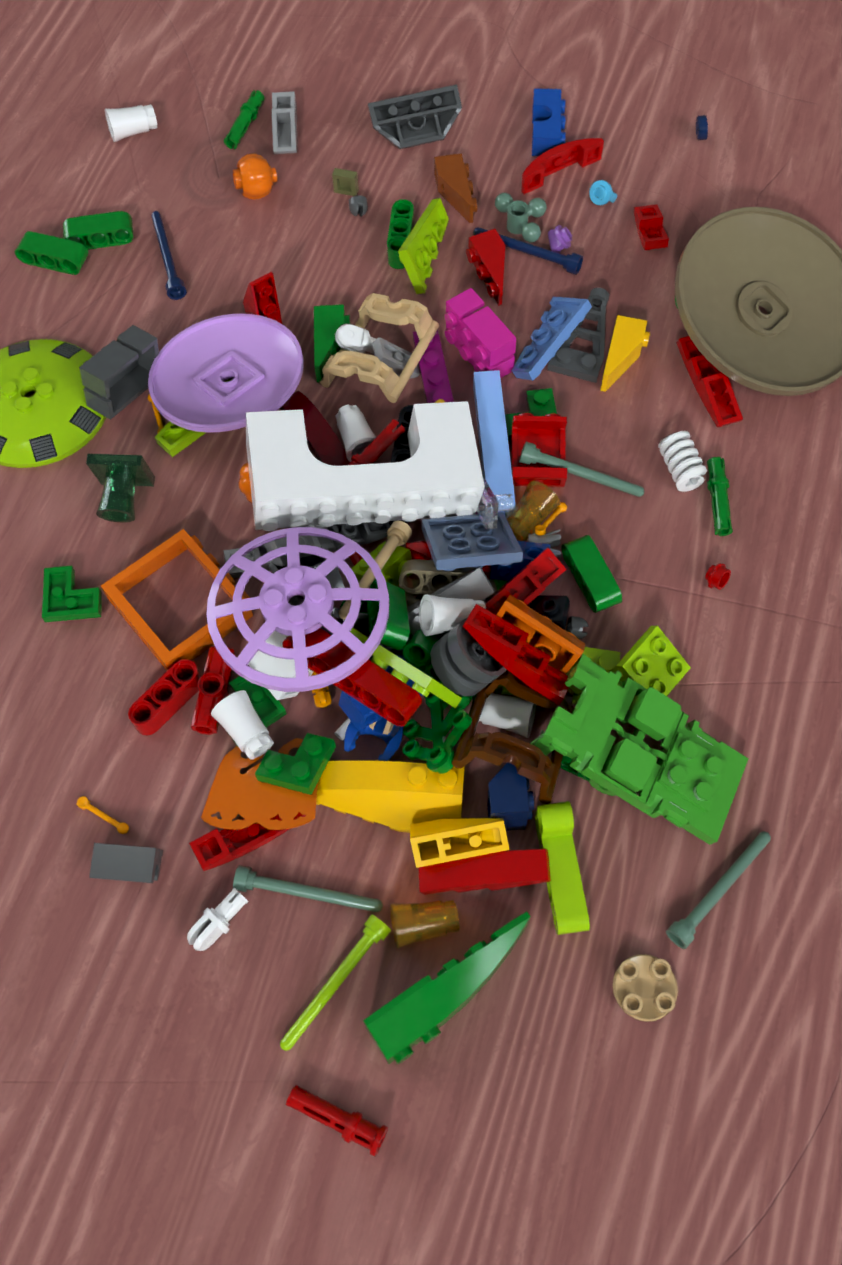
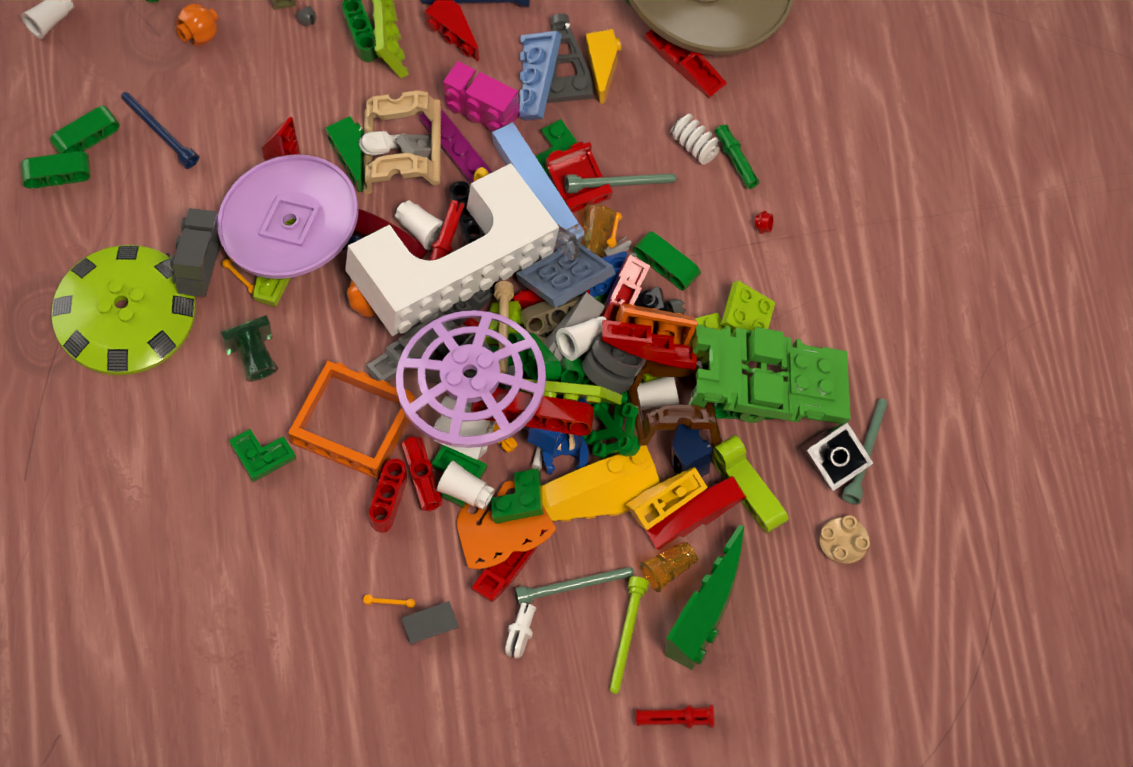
camera: 25 degrees left, 0 degrees up
(681, 879) = (836, 455): none -> black slope

